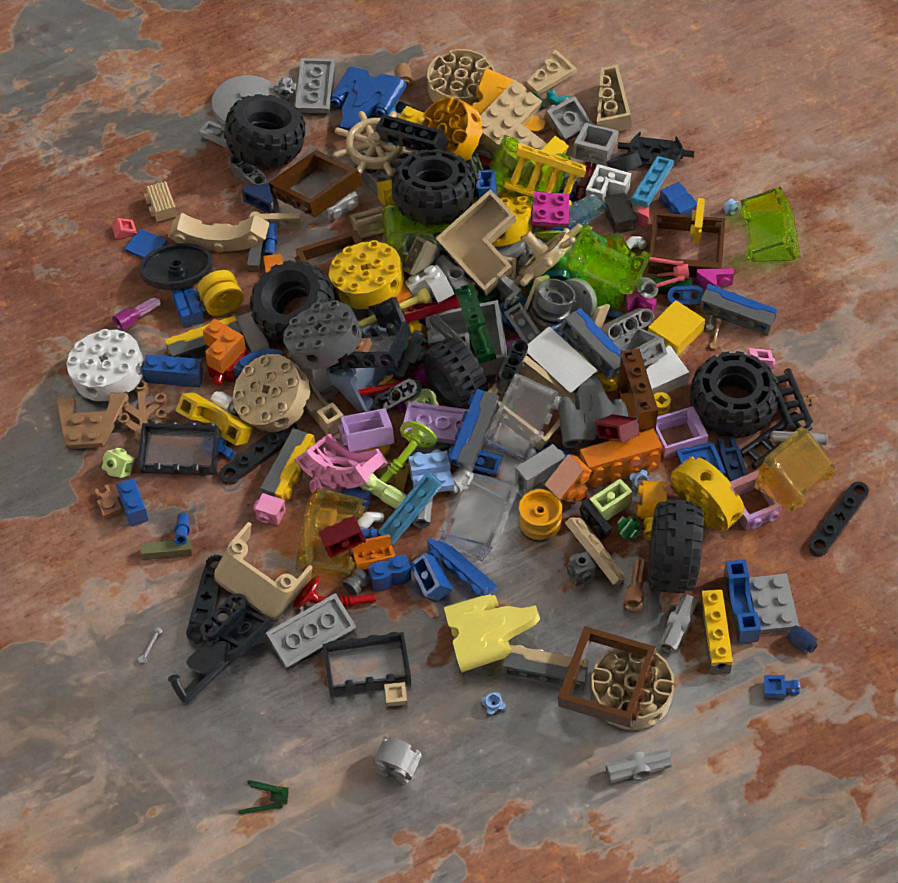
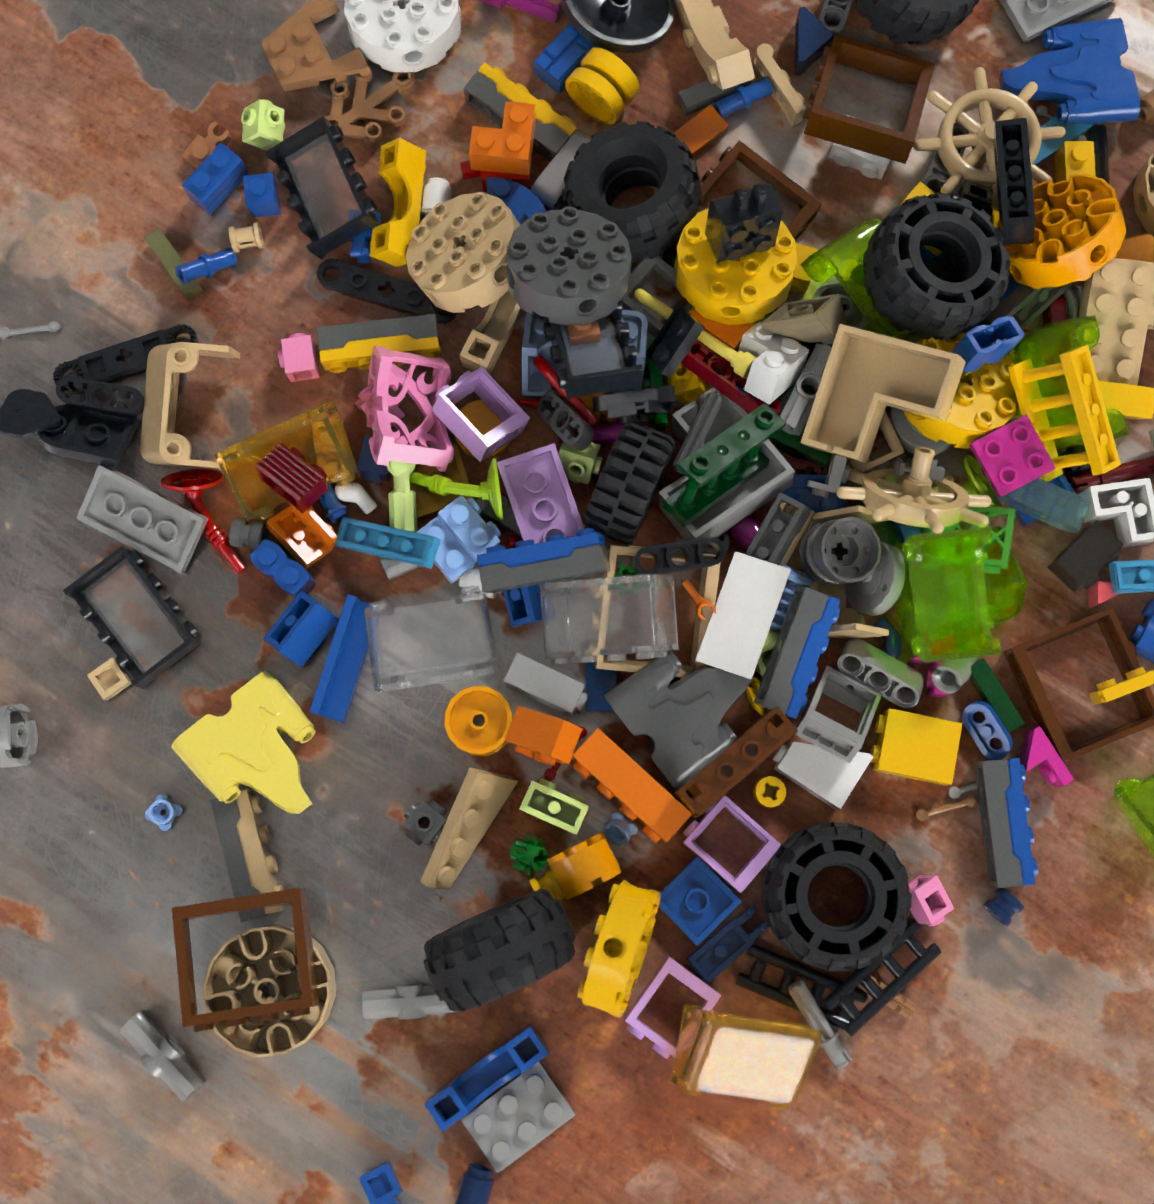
camera: 60 degrees right, 25 degrees up
(159, 483) = (262, 195): none -> blue brick
(173, 370) = (446, 102): blue brick -> none
(177, 504) = (246, 237): none -> tan bush
(355, 249) = (743, 222): none -> black hinge
(367, 222) = (845, 213): tan tile -> none
(545, 377) = (699, 601): none -> orange hand
(595, 518) = (509, 811): black plate -> none
(617, 428) = (658, 764): dark red brick -> none
(634, 594) = (422, 918): nougat piece -> none
(636, 241) = (1045, 603): white arm -> none
(680, 272) = (1023, 701): coral plant -> none
(716, 631) = (421, 1062): yellow piece -> none
(782, 331) = (1003, 906): none -> dark blue wheel
(832, 529) = (738, 1150): black piece -> none

